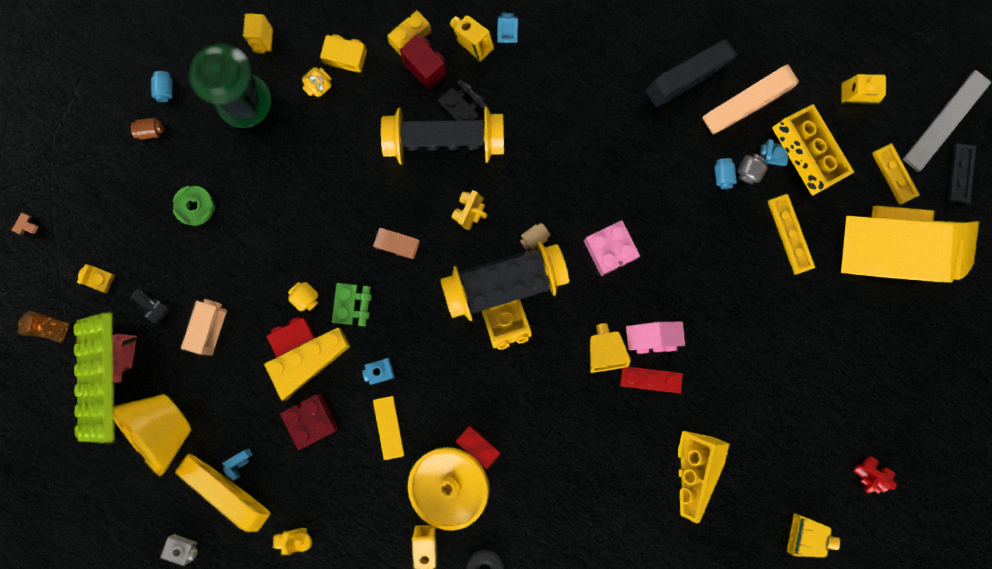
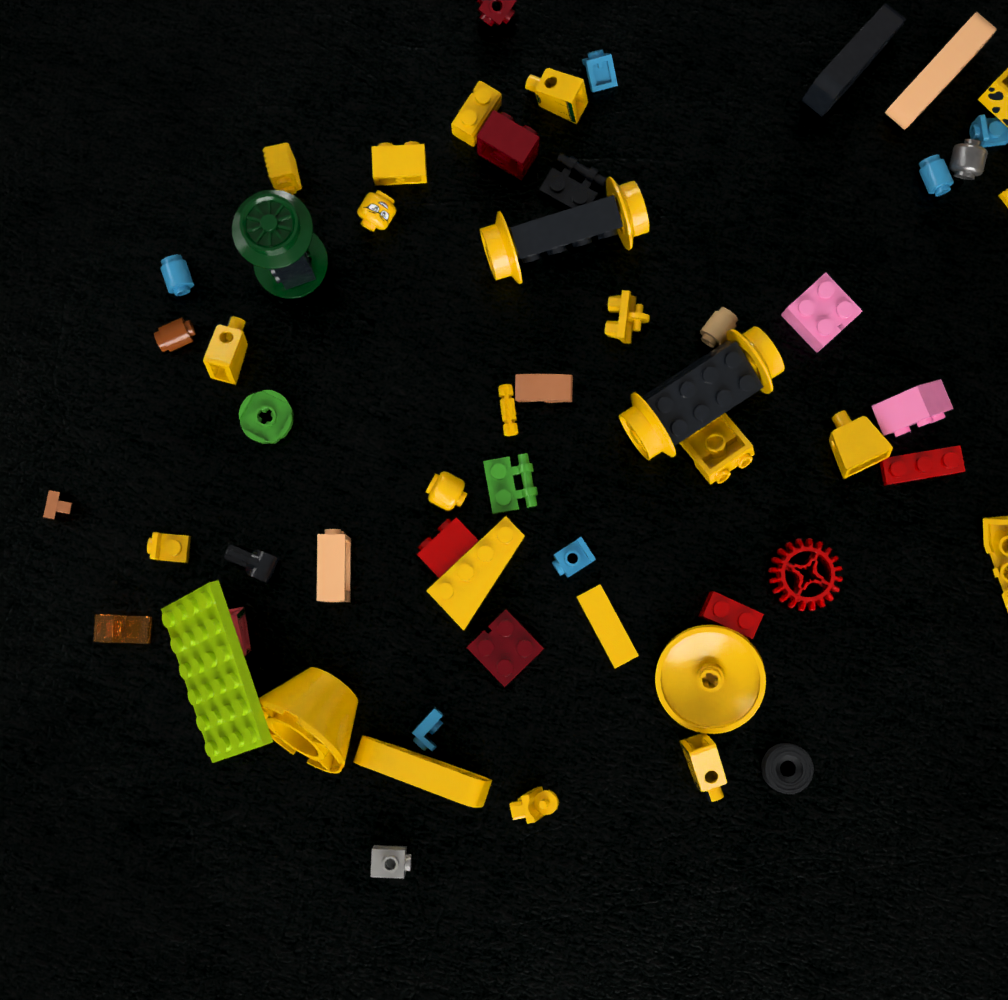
camera: 15 degrees left, 0 degrees up
(178, 150) = (226, 351): none -> yellow torso
(366, 251) = (508, 409): none -> yellow axle
(554, 445) = (815, 553): none -> red gear

